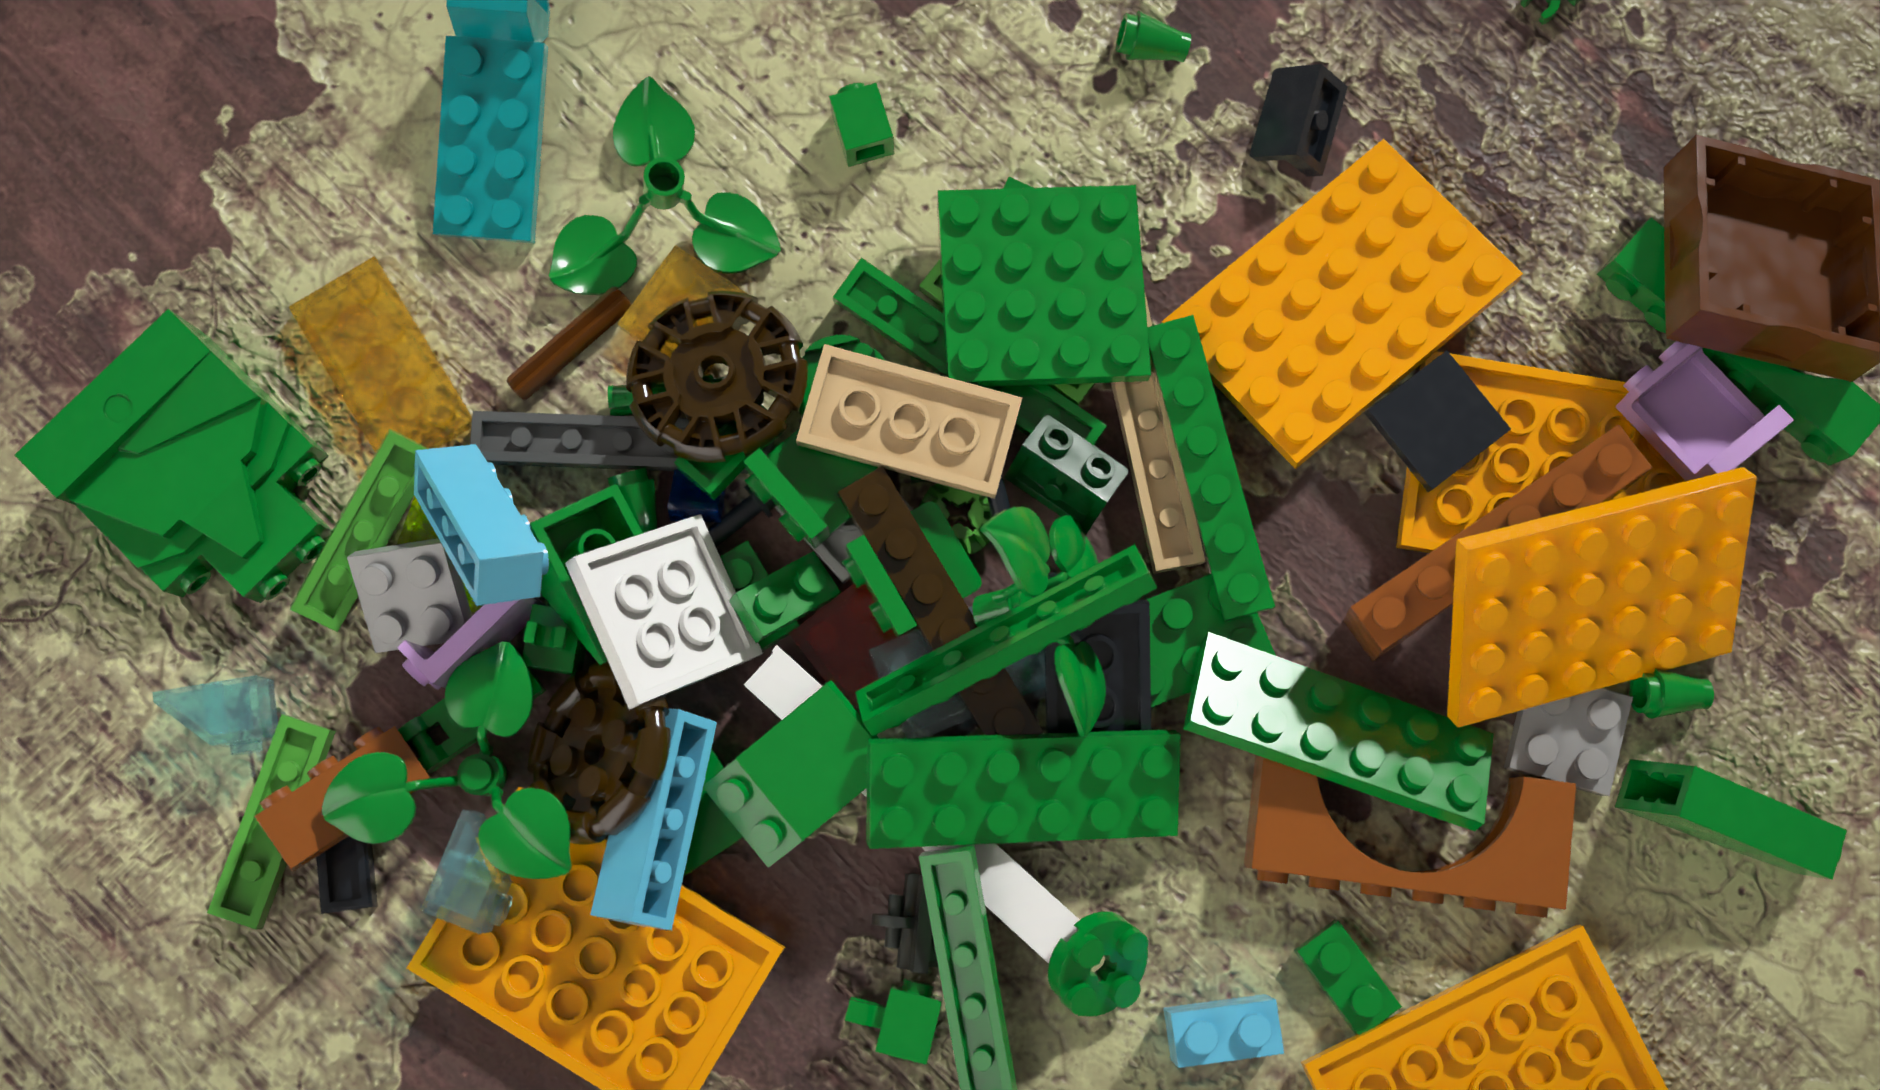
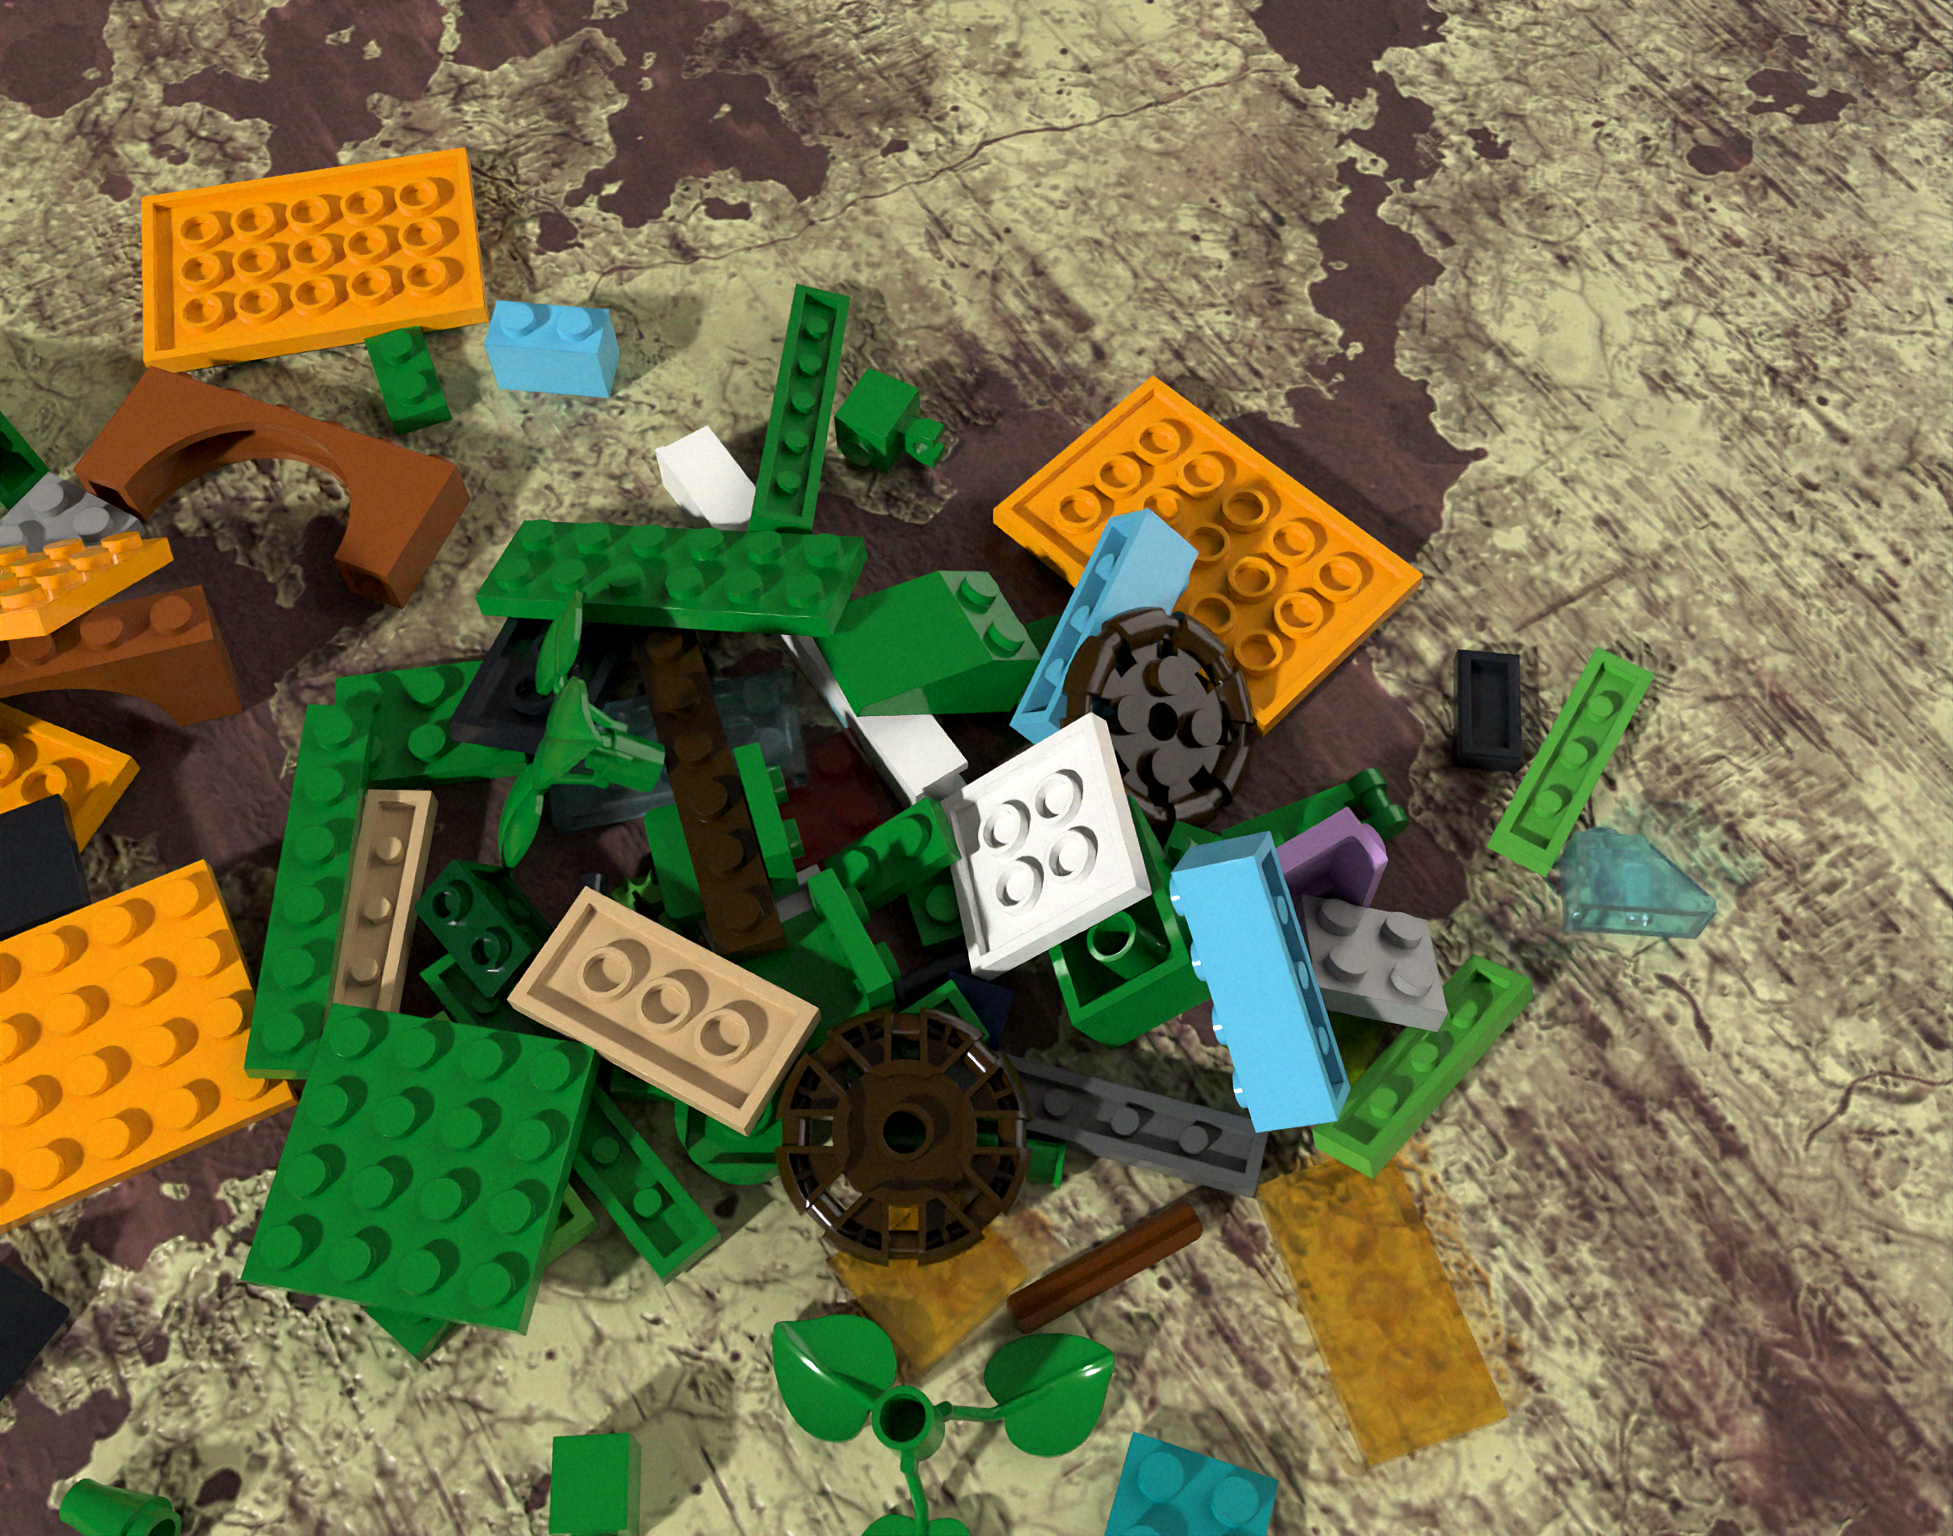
camera: 165 degrees left, 20 degrees down
(185, 466) = (1661, 1199): green panel -> none
(296, 818) = (1481, 745): dark orange brick -> none
(466, 884) = (1334, 624): clear light blue slope -> none
(528, 833) = (1259, 631): green plant -> none
(639, 495) = (1051, 1033): green cone -> none
(909, 927) = (848, 497): pearl dark grey hips -> none
(1004, 640) = (633, 696): green plate -> none
(1115, 981) = (654, 419): green plate -> none
(1340, 732) = (305, 574): green plate -> none

